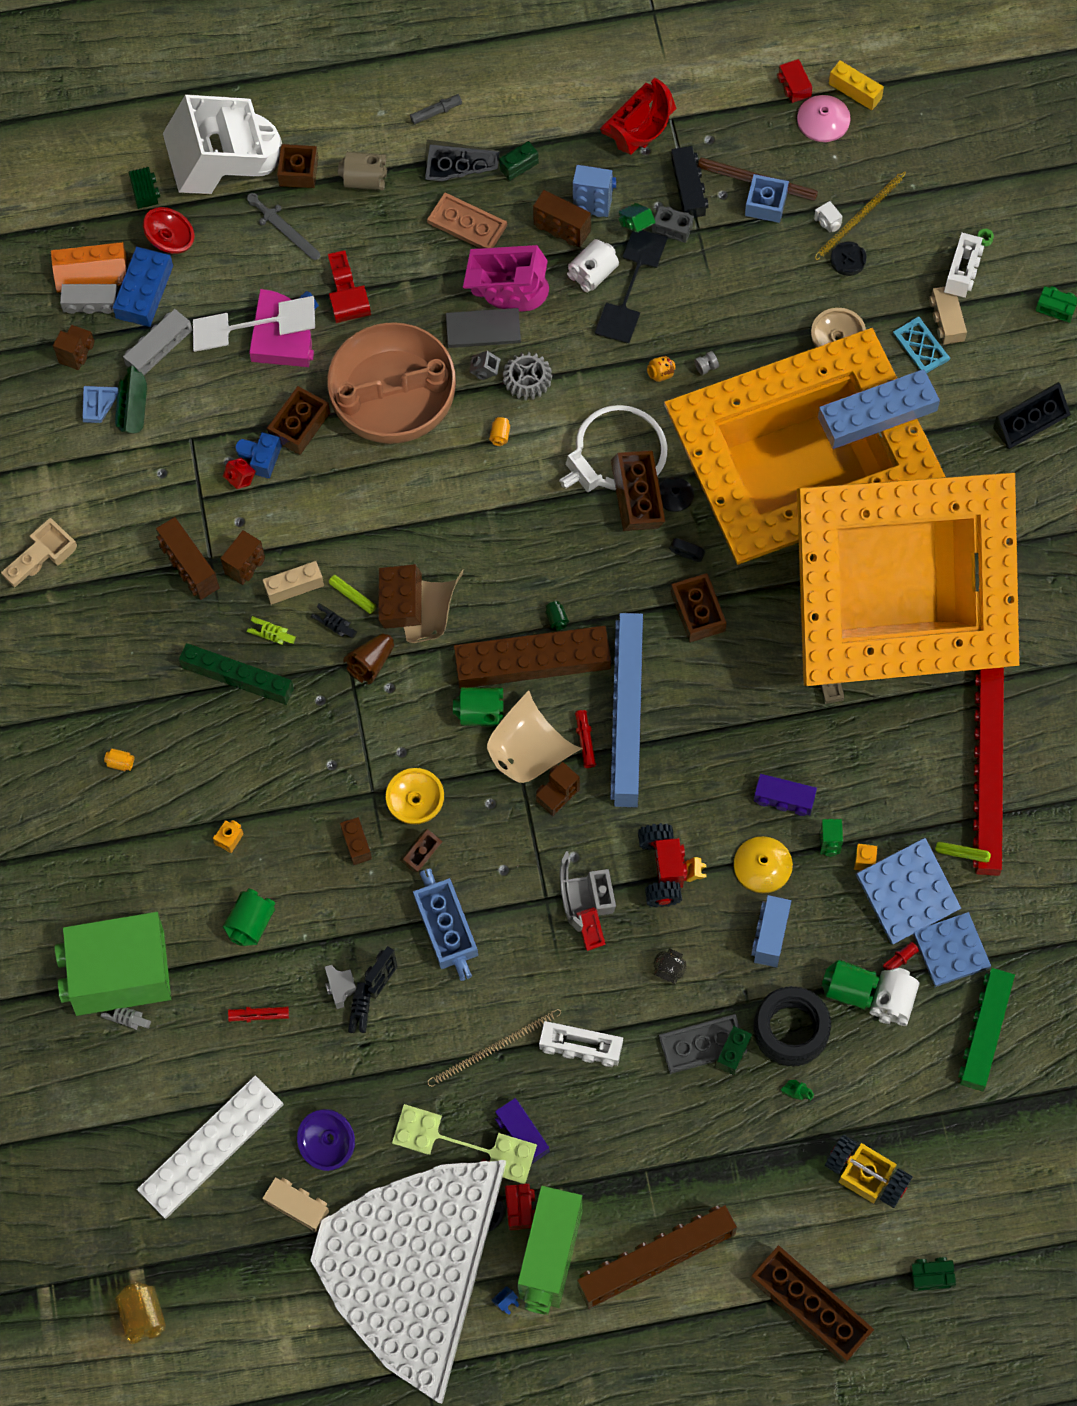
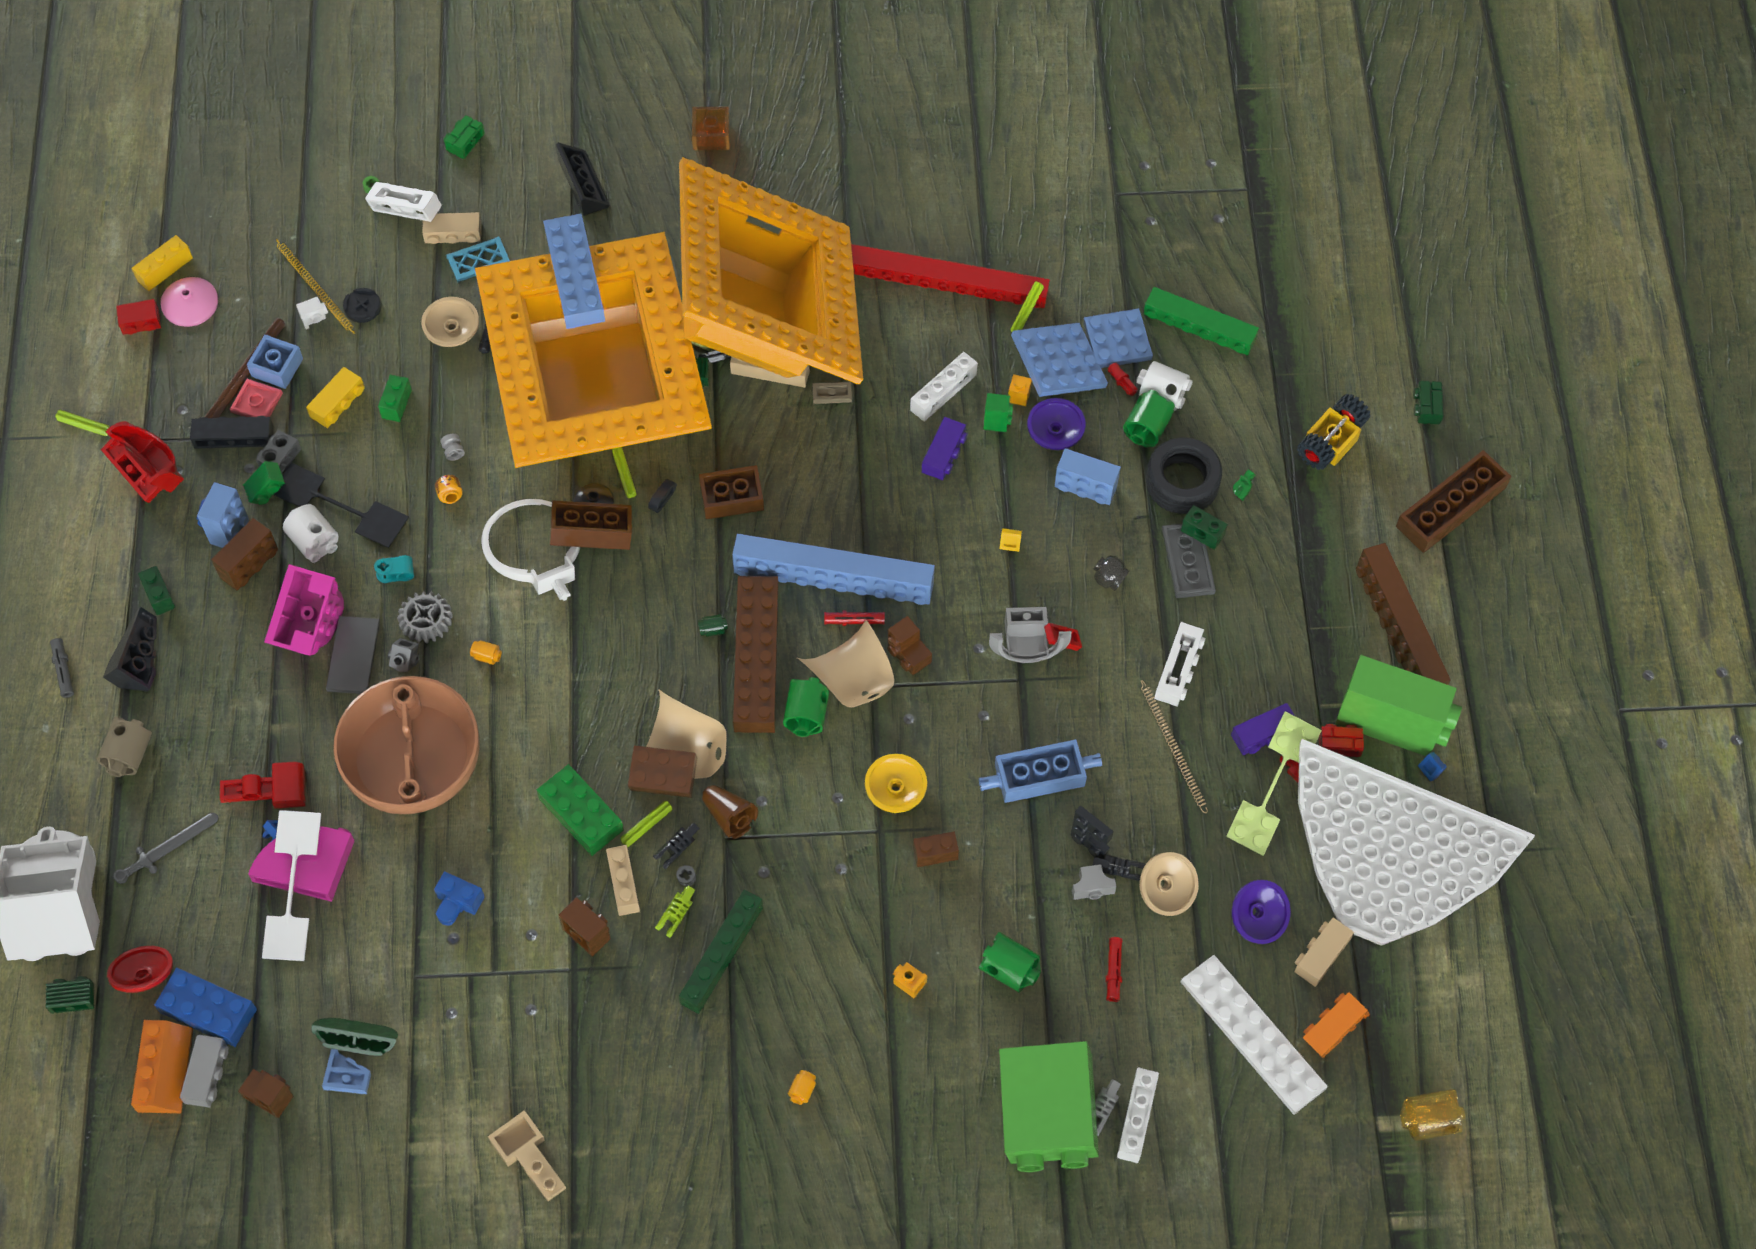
camera: 85 degrees left, 5 degrees down
(119, 1047) = (1137, 1115): none -> white brick
(158, 342) = (284, 998): light grey brick -> none
(187, 559) = (573, 986): reddish brown brick -> none
(224, 1220) = (1335, 1024): none -> orange wedge
(239, 473) = (476, 923): red brick -> none
(297, 166) = (95, 817): reddish brown brick -> none
(299, 420) = (425, 851): reddish brown brick -> none
(305, 641) = (689, 870): none -> dark grey bush
(334, 1056) = (1179, 884): none -> tan dish
(355, 536) = (580, 810): none -> green brick
(420, 850) = (957, 785): reddish brown brick -> none
(466, 222) = (217, 653): nougat plate -> none
(571, 343) = (396, 568): none -> teal piece
(669, 863) = (1006, 558): brick -> none
(678, 66) = (82, 422): none -> lime axle
(698, 518) = (624, 472): none -> lime axle
(727, 195) = (256, 399): none -> coral tile
(741, 256) = (335, 397): none -> yellow brick
(748, 304) = (395, 398): none -> green brick
(763, 876) = (1011, 490): yellow dish -> none
(834, 884) = (1056, 415): none -> dark purple dish
(856, 785) = (943, 386): none -> white brick

